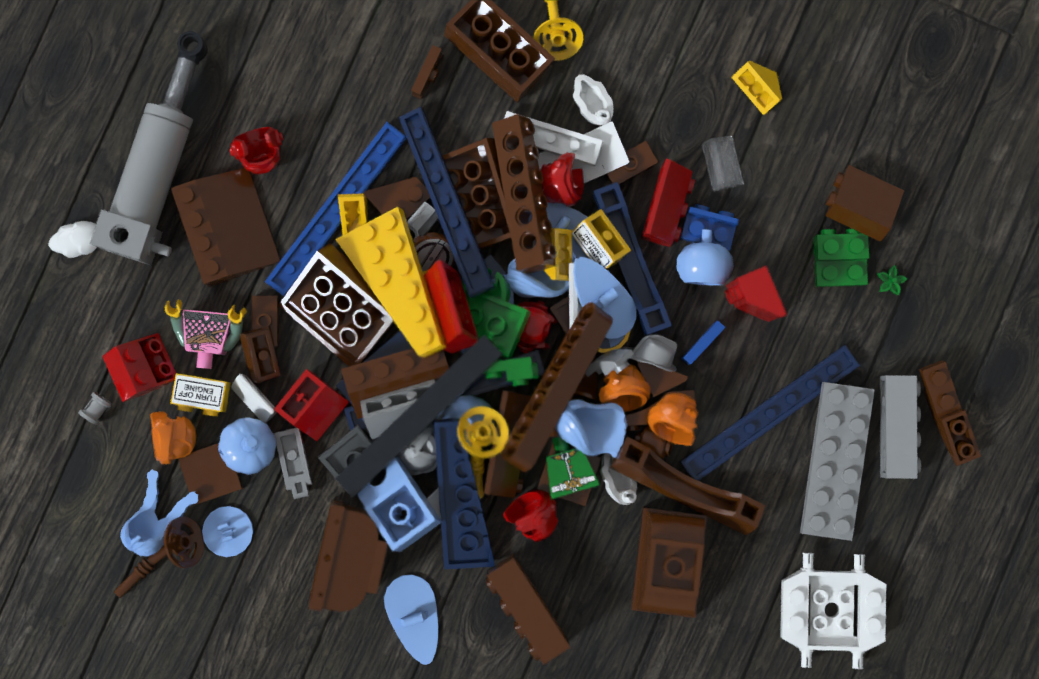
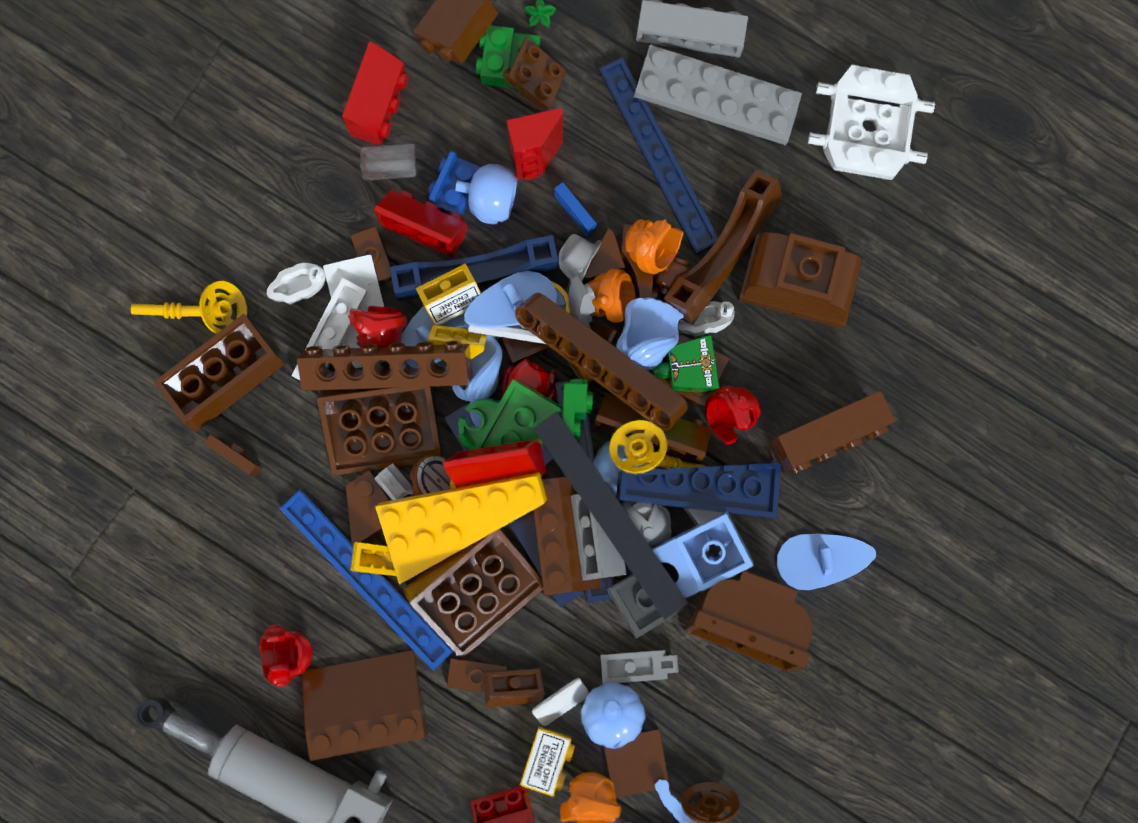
camera: 80 degrees left, 5 degrees down
(206, 331) = (478, 744): torso -> none
(227, 531) = (703, 753): light blue piece -> none
(311, 405) = (578, 636): red slope -> none
(446, 203) = (380, 453): dark blue tile -> none
(759, 85) = (313, 111): yellow slope -> none
(781, 140) = (375, 95): none -> red slope
(827, 286) = (535, 74): none -> reddish brown hinge

